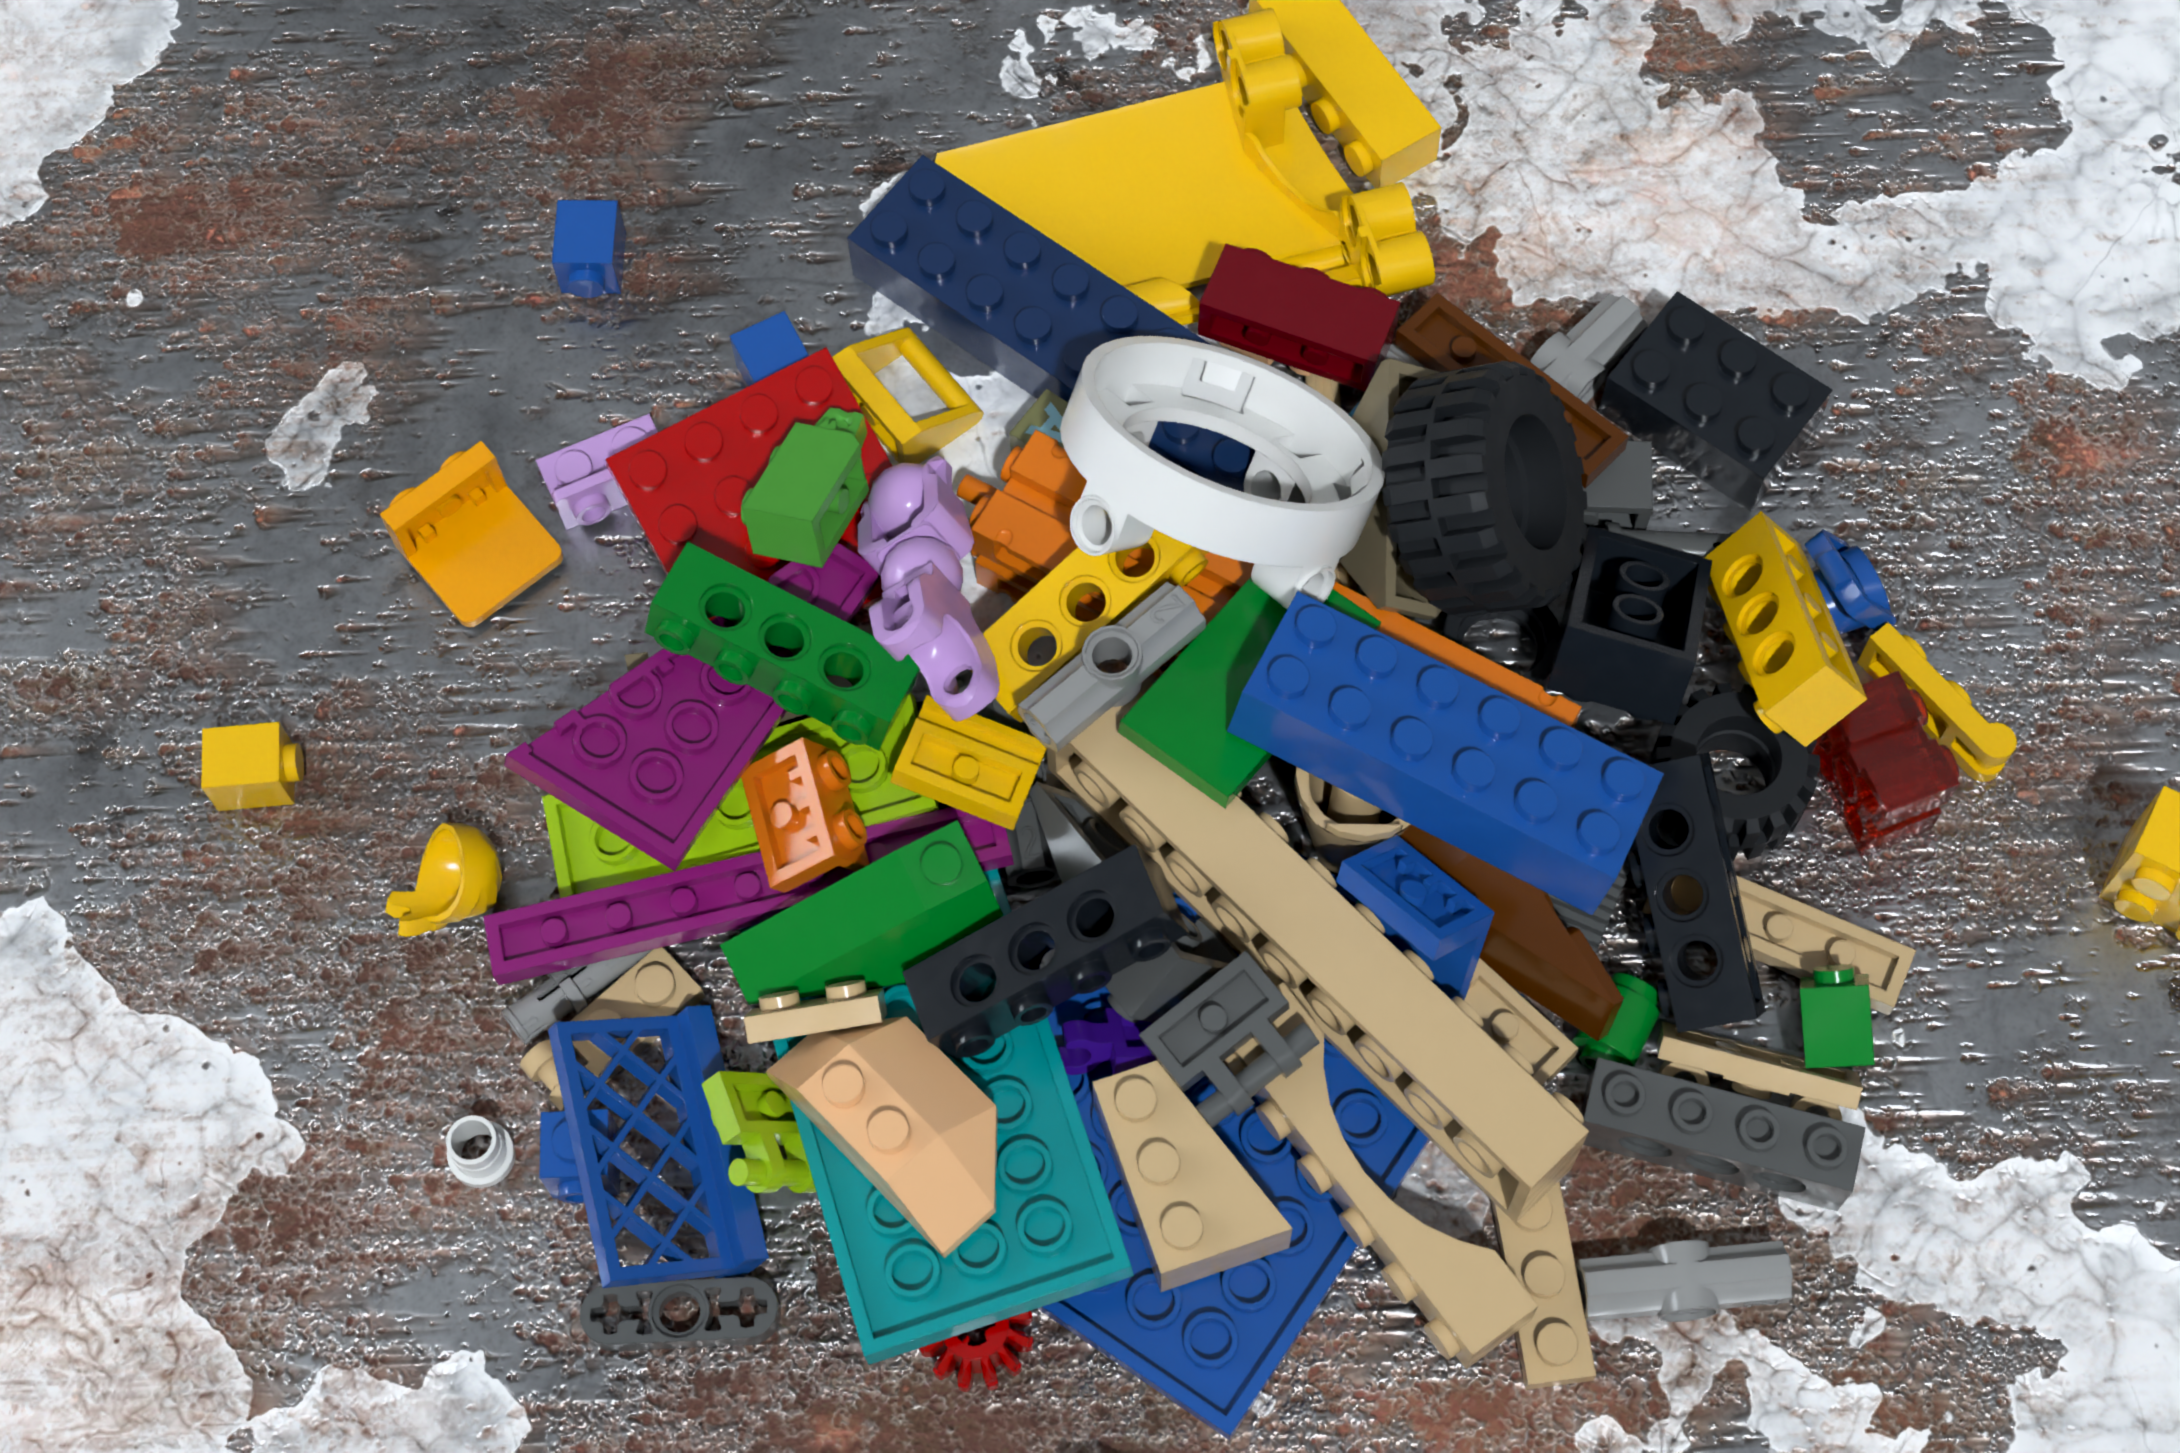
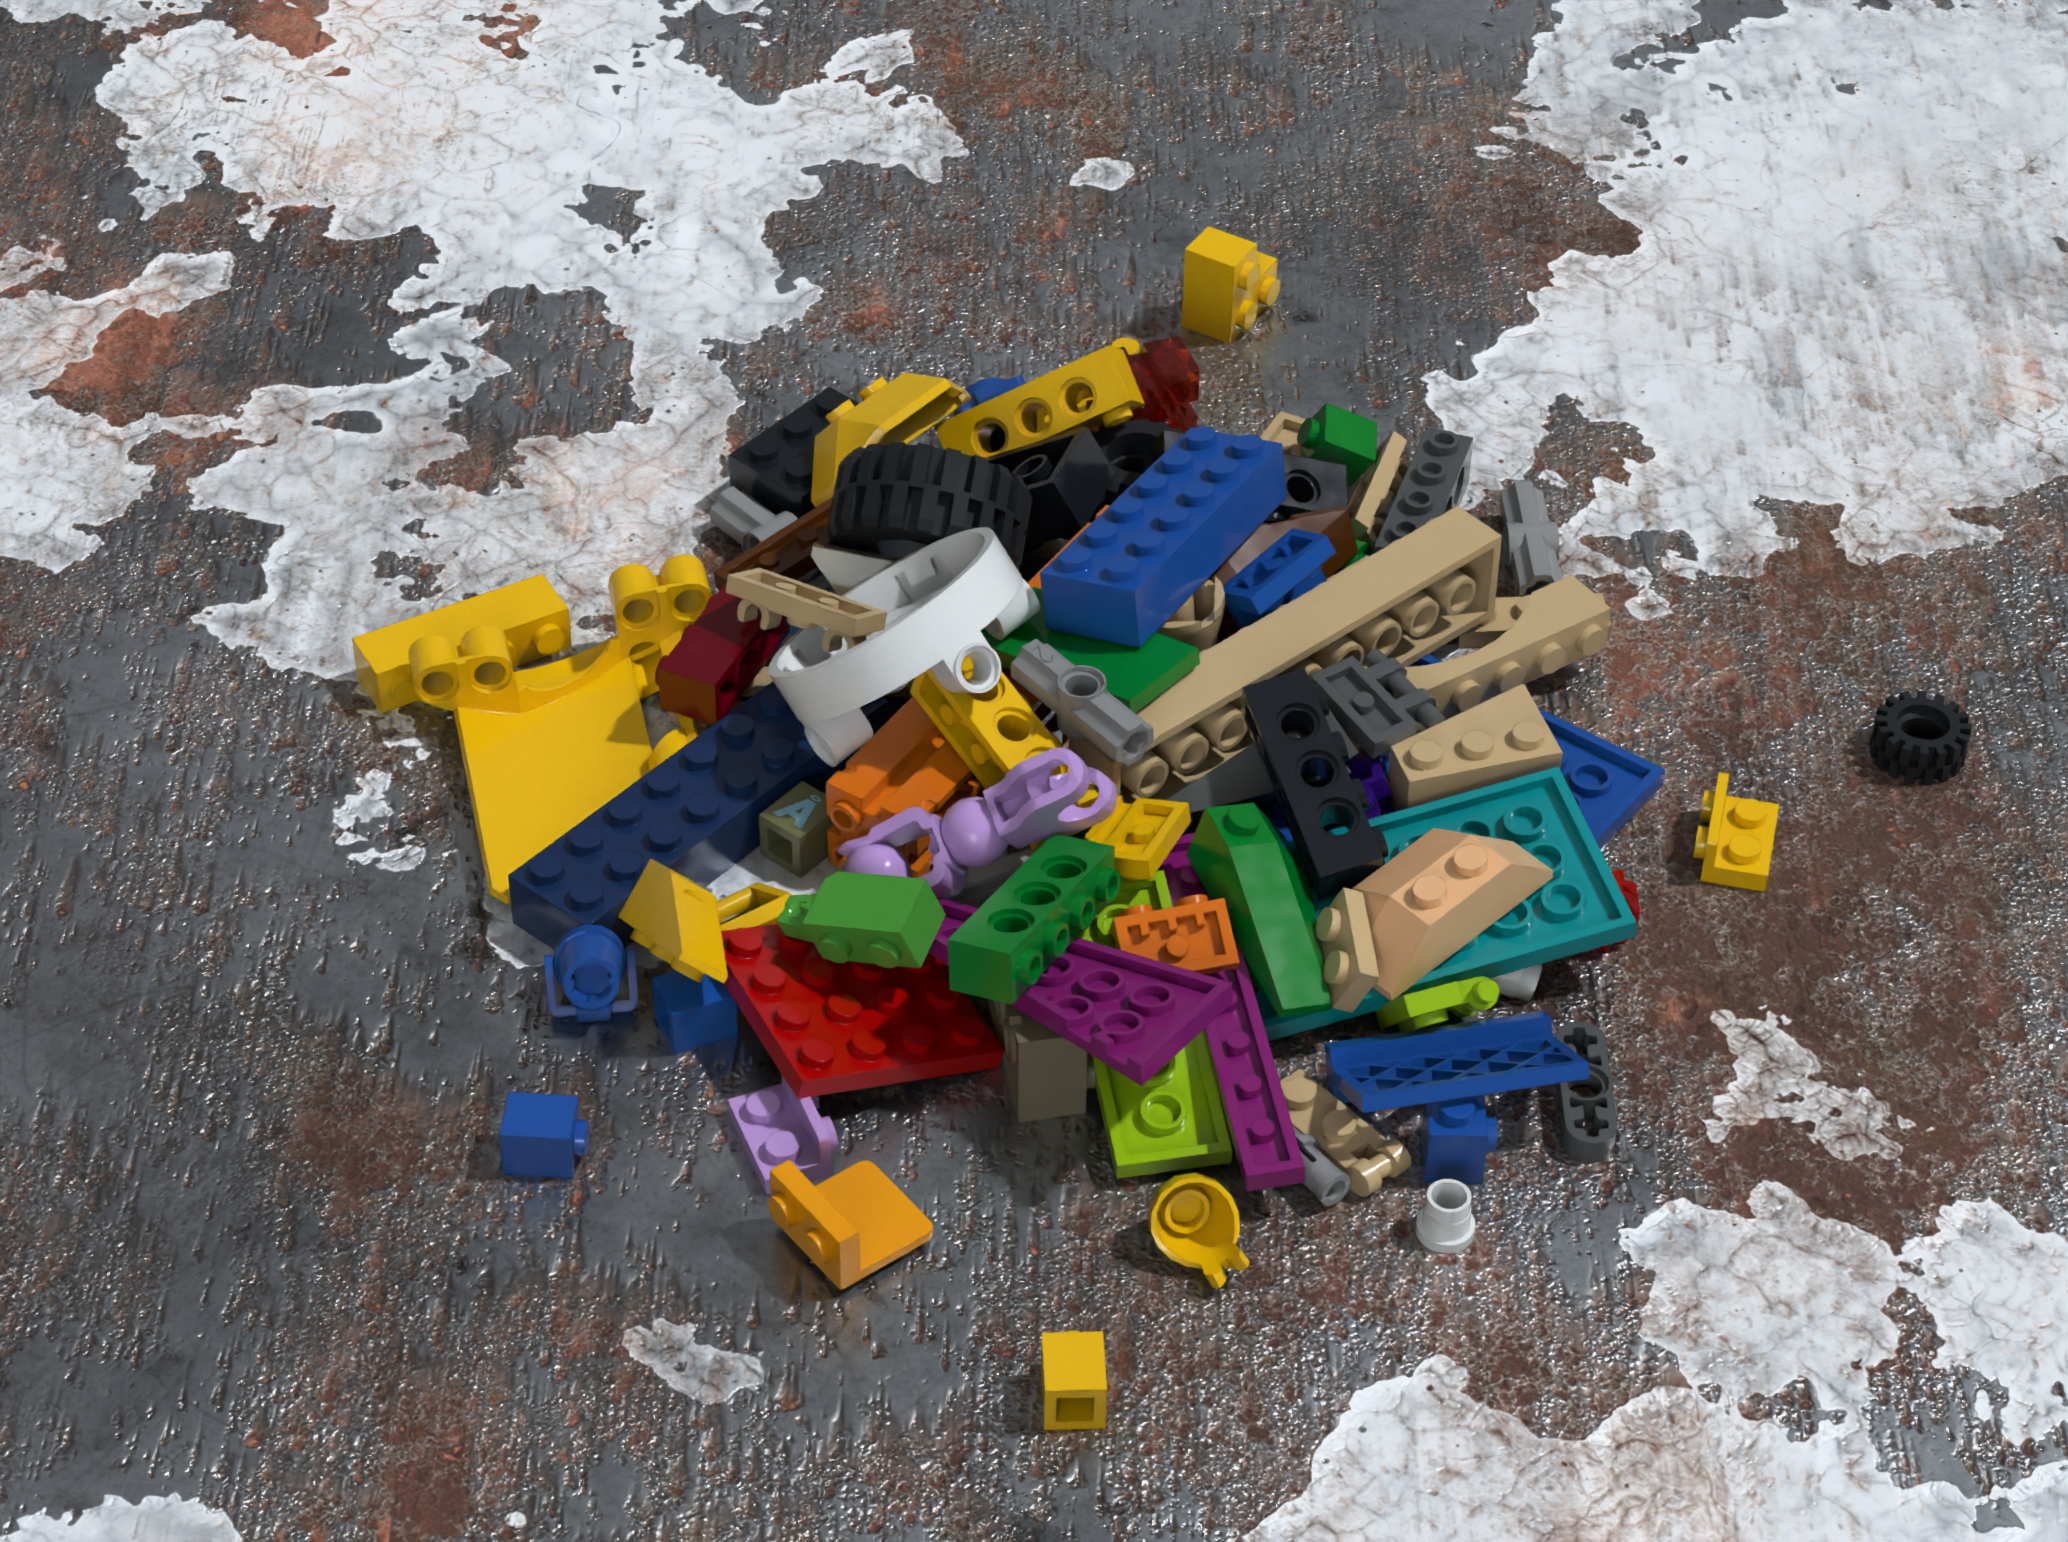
camera: 90 degrees left, 25 degrees down
(805, 256) = (590, 969): none -> blue piece
(831, 319) = (677, 922): none -> yellow slope
(1293, 365) = (804, 607): none -> tan plate
(1719, 441) = (886, 415): none -> yellow wedge

